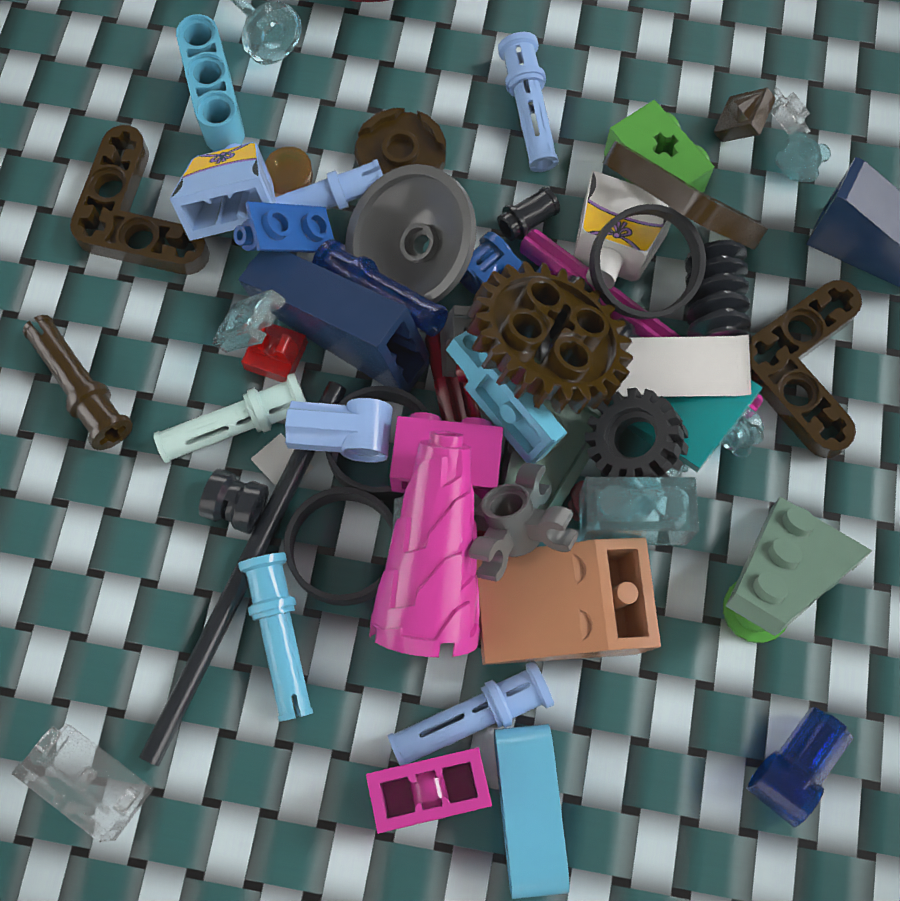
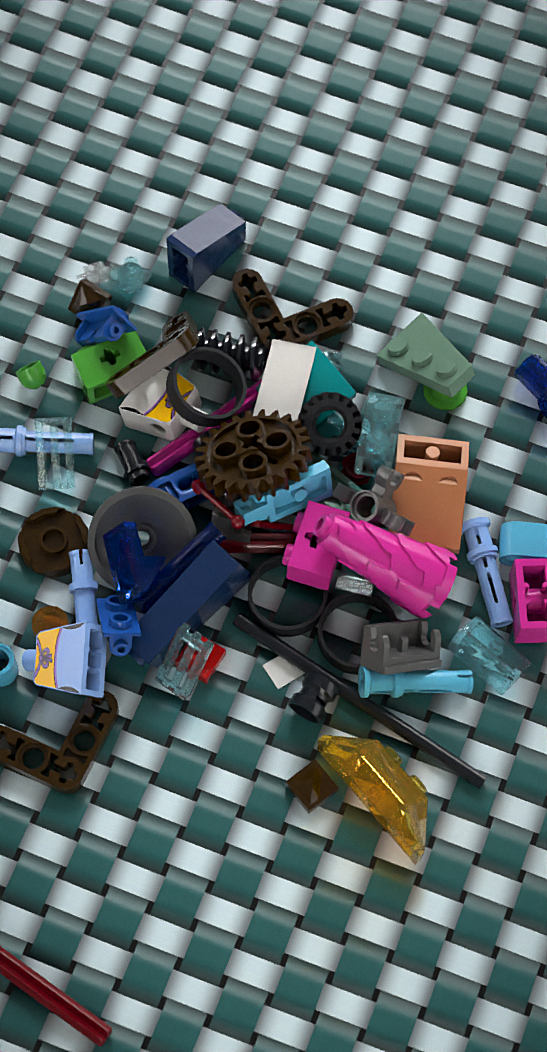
camera: 80 degrees left, 5 degrees down
(83, 782) = (492, 822): clear hinge -> none
(85, 398) = (212, 792): dark brown pin -> none
(114, 619) = (383, 788): none -> clear yellow wedge
(115, 525) = (312, 786): none -> dark brown tile
(256, 411) = (247, 675): light aqua pin -> none
(312, 601) = (400, 647): none -> dark grey hinge
(346, 742) = (489, 655): none -> clear light blue slope
(349, 225) = (129, 567): none -> clear blue slope
(354, 429) = (283, 602): light blue piece -> none
(444, 333) = (237, 521): none -> dark red hinge
(515, 123) = (40, 451): none -> clear light blue tile
(620, 74) = (32, 375): none -> bright green hinge
(705, 126) = (102, 325): none -> blue hinge

